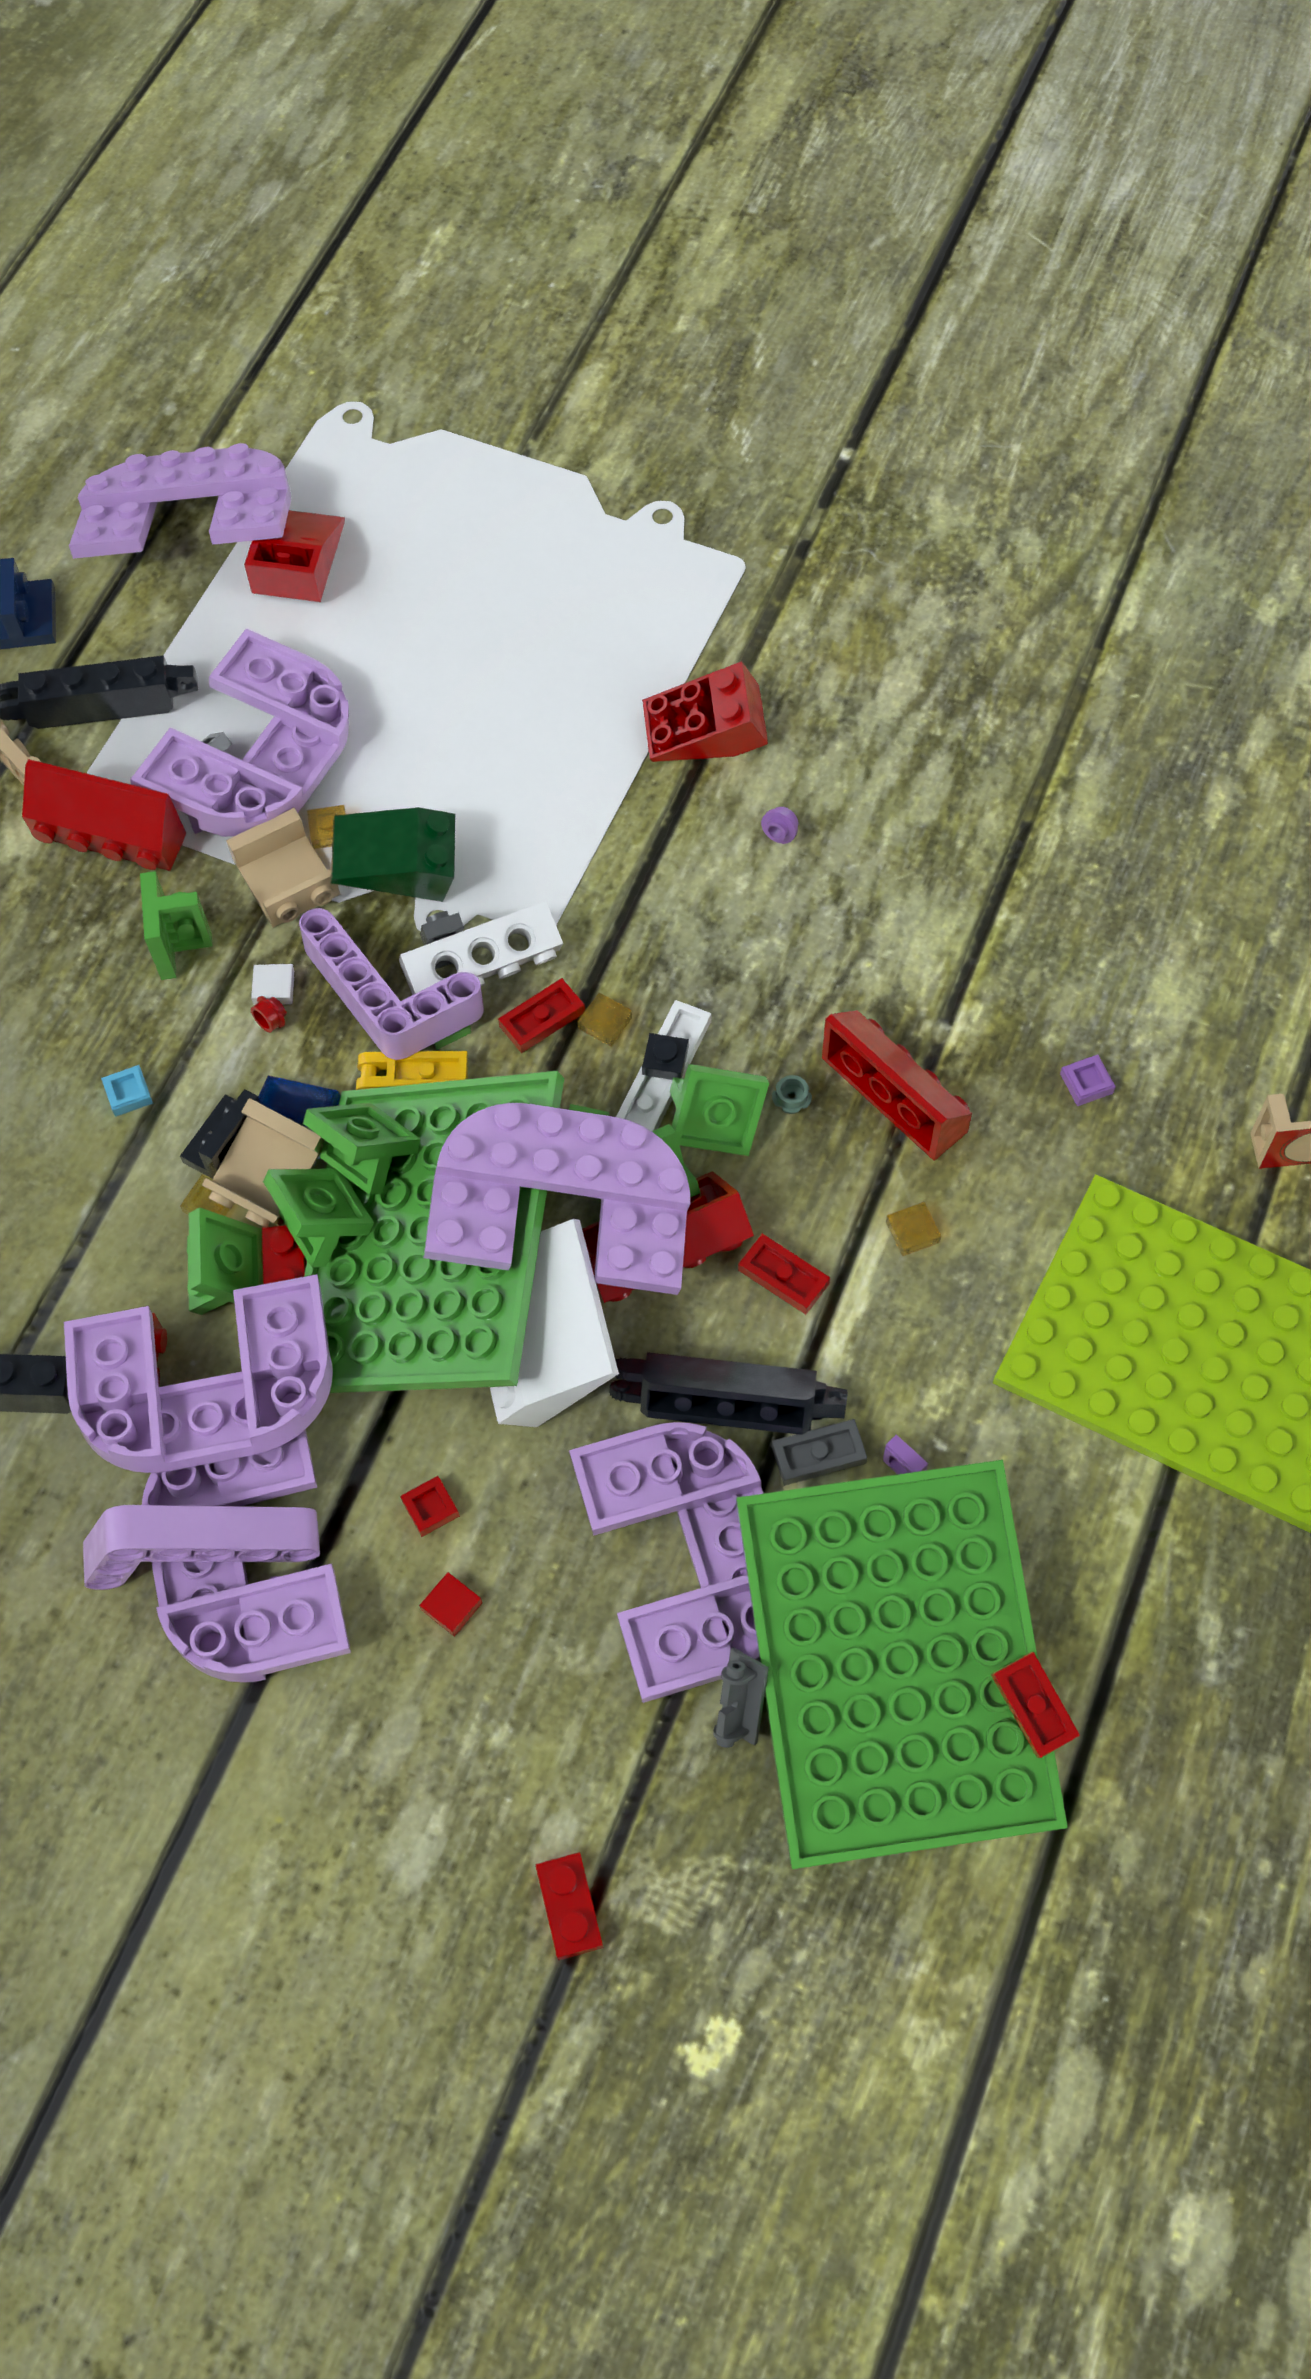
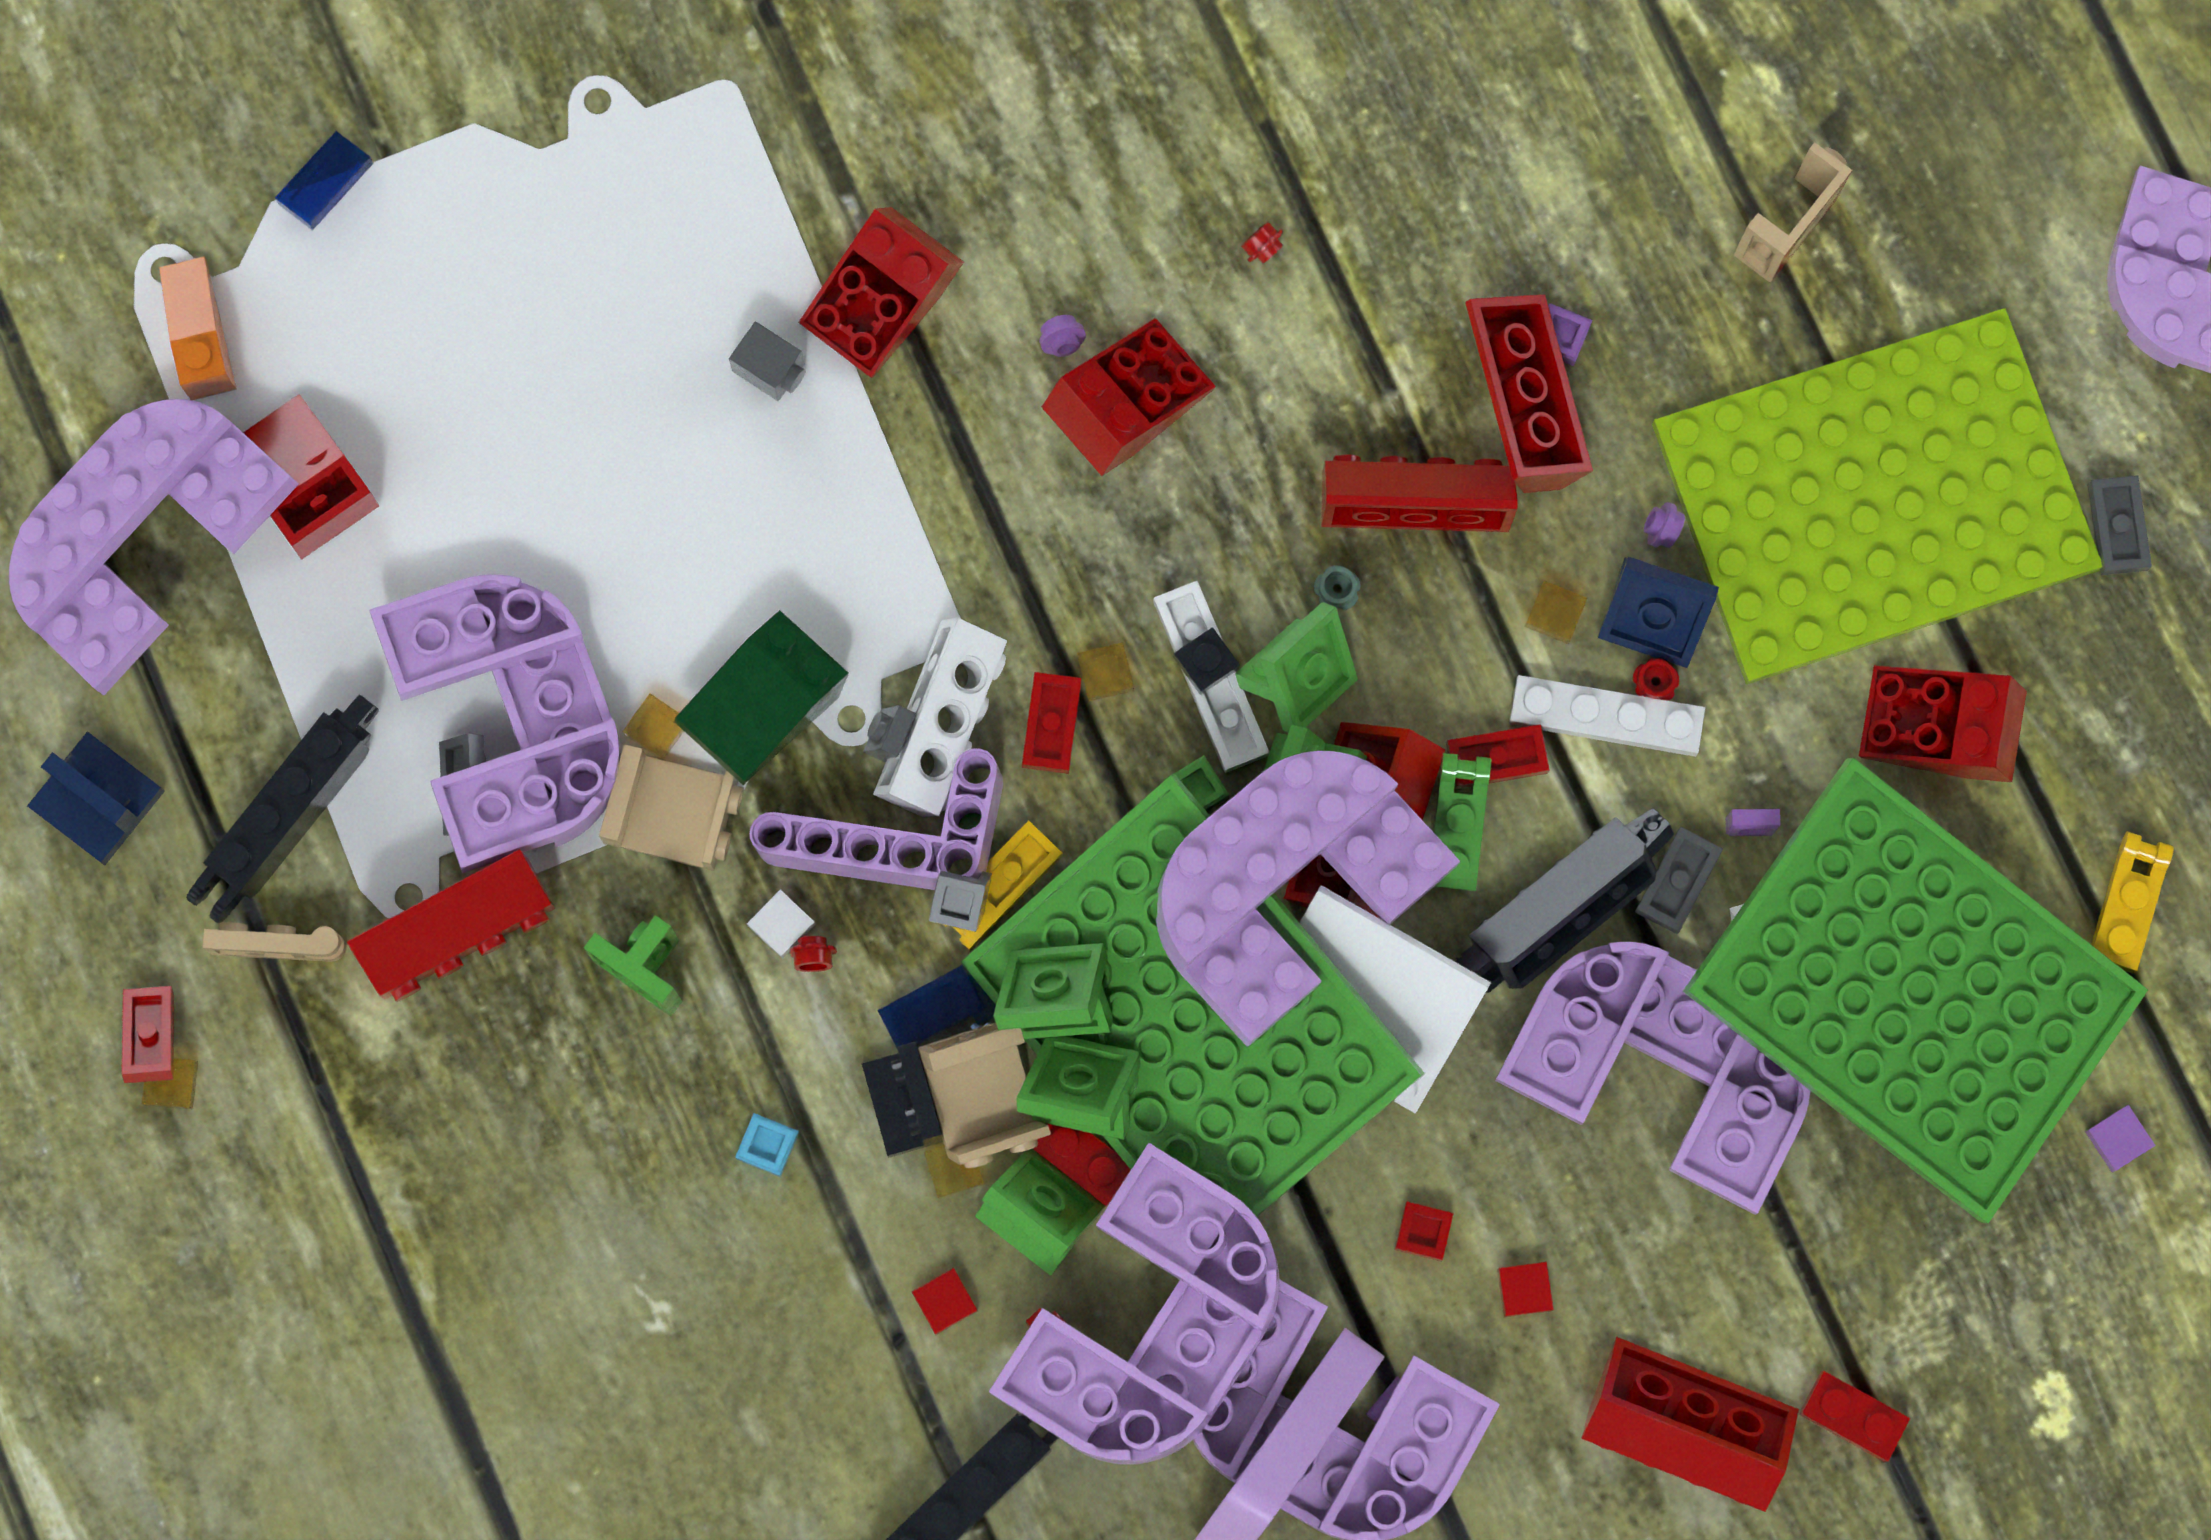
camera: 50 degrees left, 15 degrees up
(116, 1267) = (944, 1301): none -> red tile
(326, 449) = (196, 329): none -> slope
(372, 1045) = (960, 900): none -> panel
(456, 1794) = (1691, 1424): none -> red slope
(477, 436) = (324, 180): none -> clear blue tile
(600, 699) = (768, 362): none -> dark grey brick
(716, 1286) = (1461, 817): none -> bright green plate
(741, 1700) = (1831, 1139): dark grey hinge -> none
(782, 885) = (1126, 396): none -> red slope
(882, 1317) = (1607, 715): none -> white plate
(933, 1313) = (1664, 672): none -> red plate
(946, 1910) = (2120, 1138): none -> medium lavender tile
(954, 876) = (1263, 243): none -> red plate
(977, 1278) = (1657, 611): none -> dark blue bracket
(1023, 1078) = (1529, 391): none -> red slope
(1035, 1237) = (1664, 525): none -> medium lavender plate
(1035, 1705) = (2050, 924): red plate -> none
(1103, 1524) = (1944, 722): none -> red slope
(1115, 1762) = (2131, 901): none -> yellow plate

